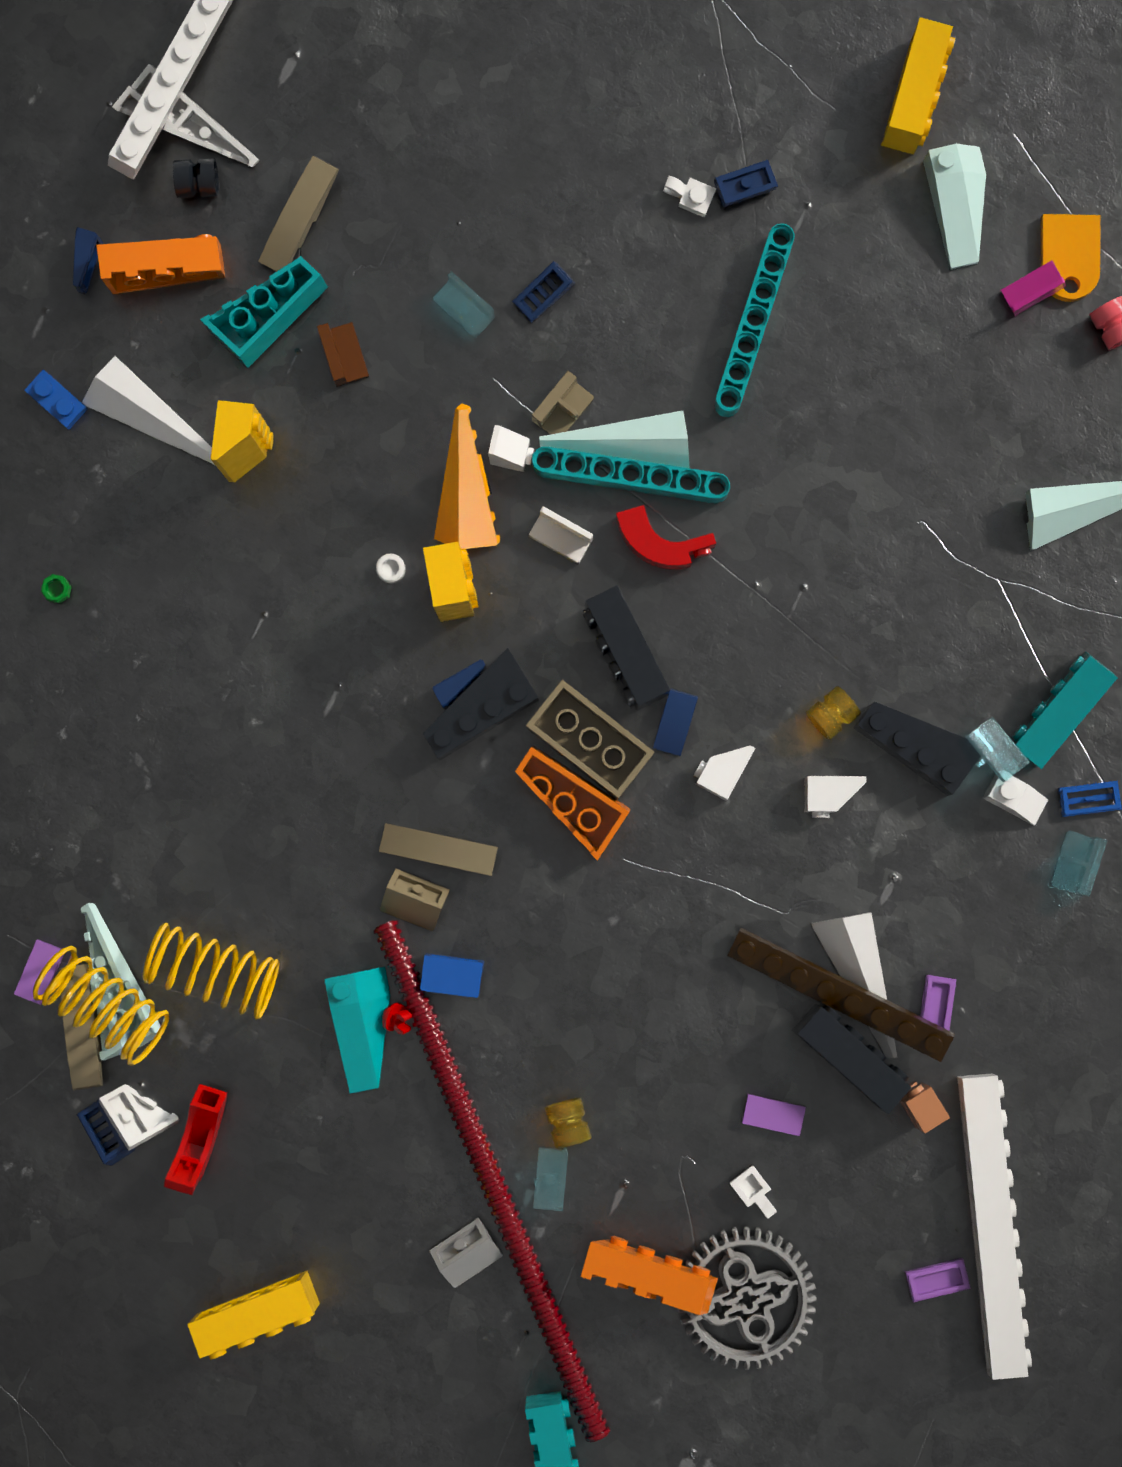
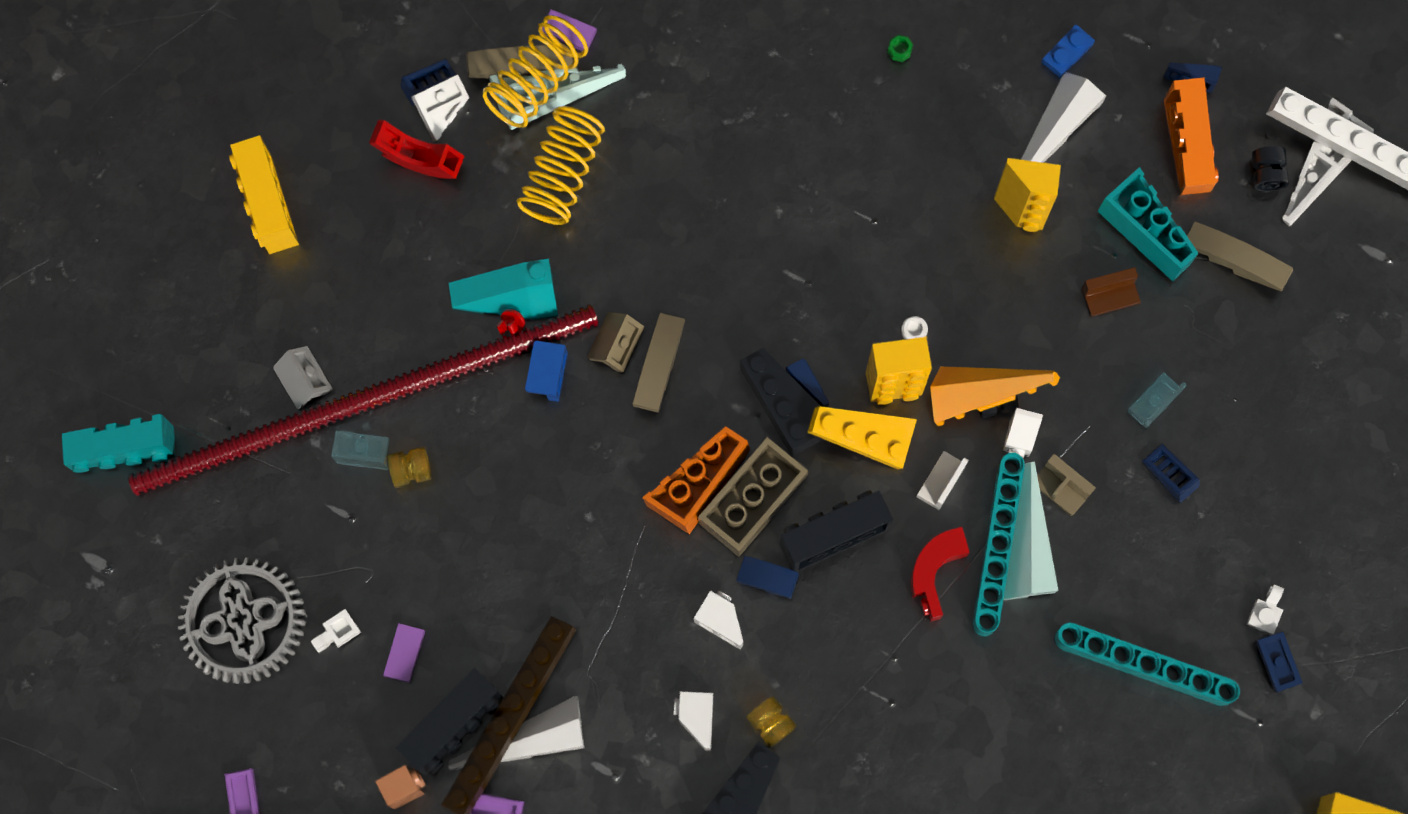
camera: 90 degrees right, 10 degrees down
(516, 612) = (869, 434): none -> yellow wing
(650, 1274) = (268, 529): orange wedge -> none

